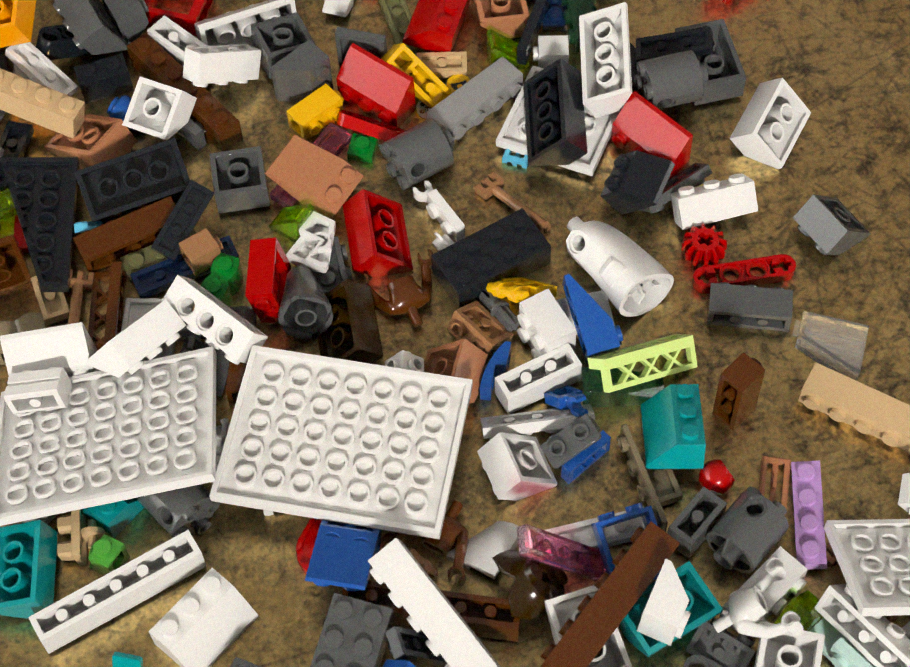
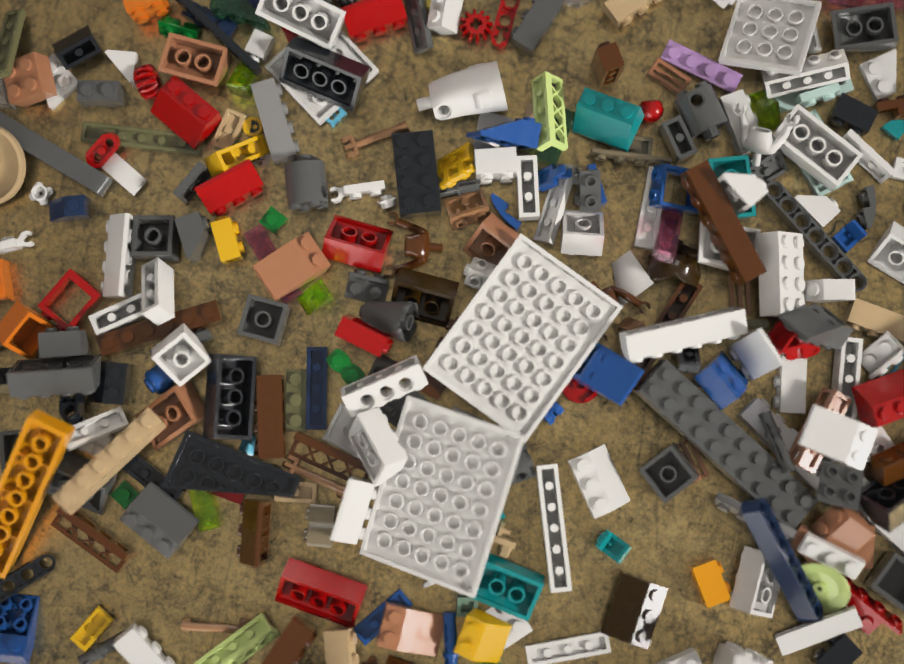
camera: 65 degrees left, 25 degrees up
(38, 390) = (380, 528): white brick -> none
(105, 552) = (522, 525): bright green brick -> none
(182, 220) = (286, 375): black plate -> none
(200, 251) = (316, 371): medium nougat brick -> none
(270, 527) = (555, 410): none -> blue wheel
(314, 244) = (348, 290): white slope -> none
(367, 125) = (261, 206): red beam -> none
(636, 181) = (407, 44): black slope -> none

